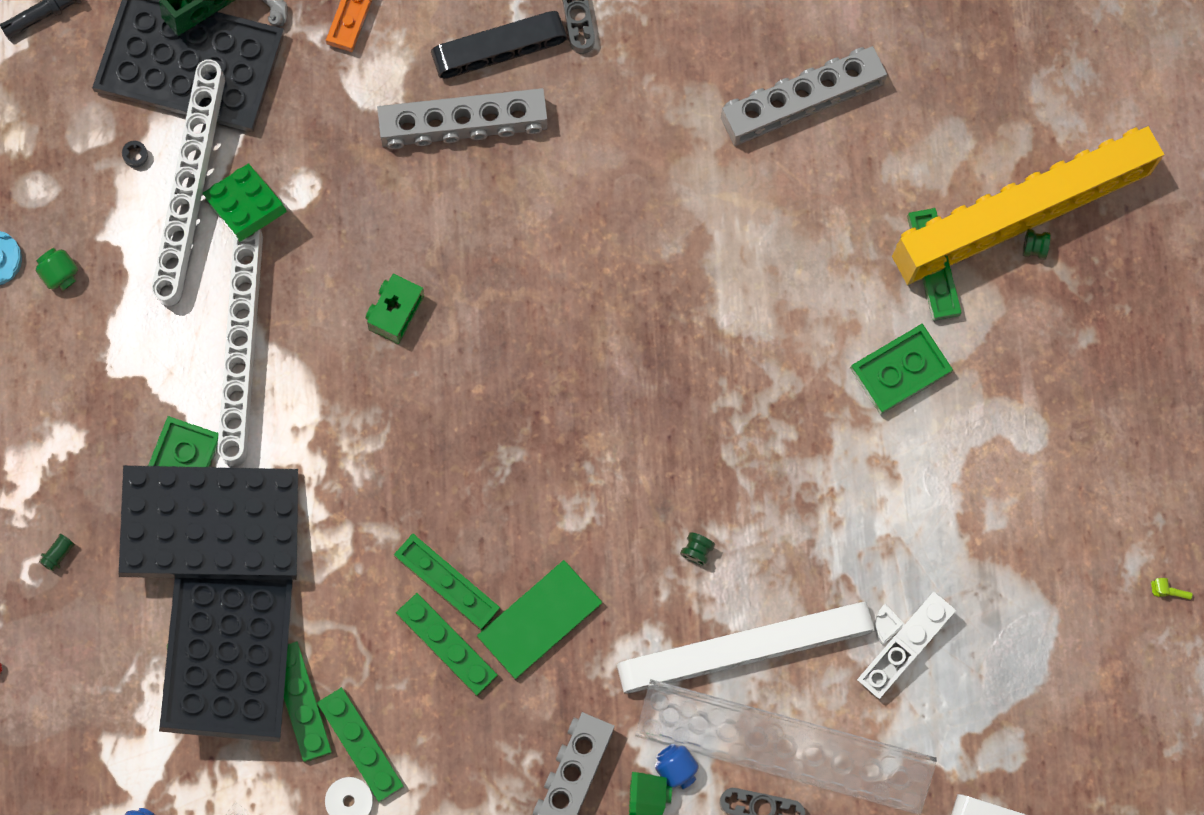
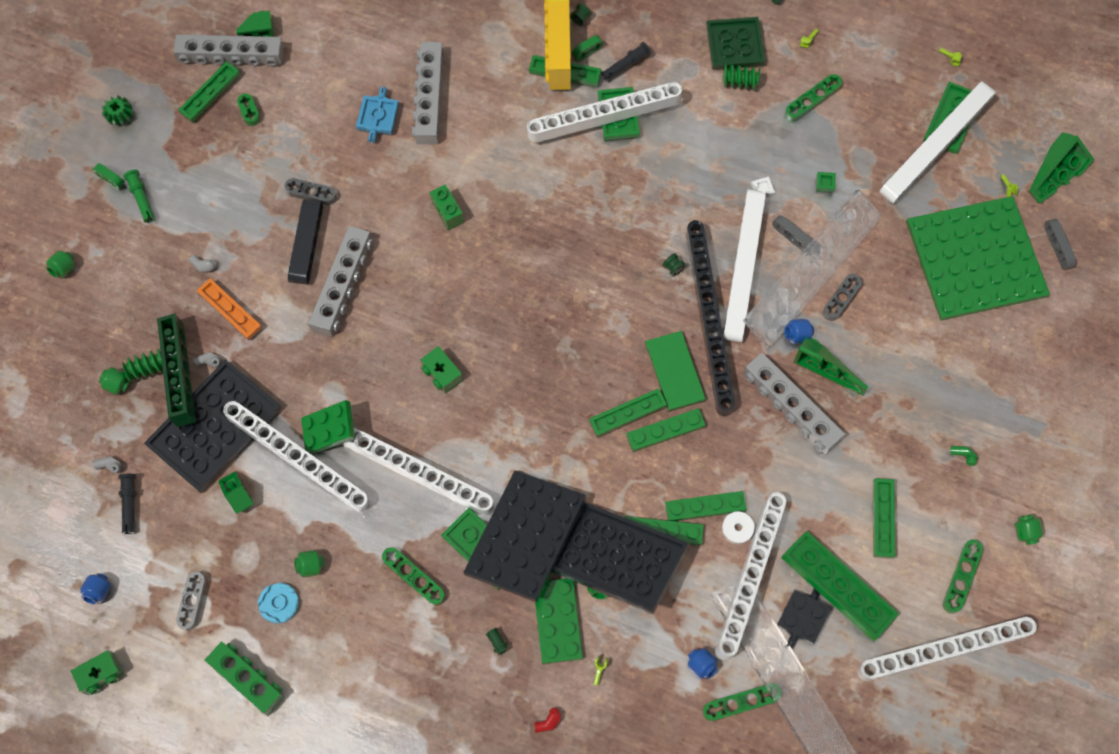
camera: 60 degrees left, 5 degrees down
(79, 699) = (600, 667): none -> lime hand
(94, 406) = (411, 578): none -> green beam
(110, 132) = (235, 492): none -> green slope
(114, 620) = (558, 623): none -> green plate
(126, 155) = (253, 490): black bush -> none
(636, 202) = (446, 207): none -> green brick
(649, 620) = (710, 325): none -> black beam
(735, 44) = (377, 114): none -> dark azure plate
(828, 693) = (791, 232): none -> dark grey beam
(888, 361) = (598, 118): none -> white beam
(906, 645) = (781, 180): white slope -> none
(935, 710) = (825, 182): none -> green plate
(986, 278) = (587, 48): none -> green beam
(1004, 349) = (633, 57): none -> black pin
(1046, 516) = (741, 77): none -> green piece
(1072, 632) = (813, 97): none -> green beam
(1104, 485) = (735, 42): none -> dark green plate

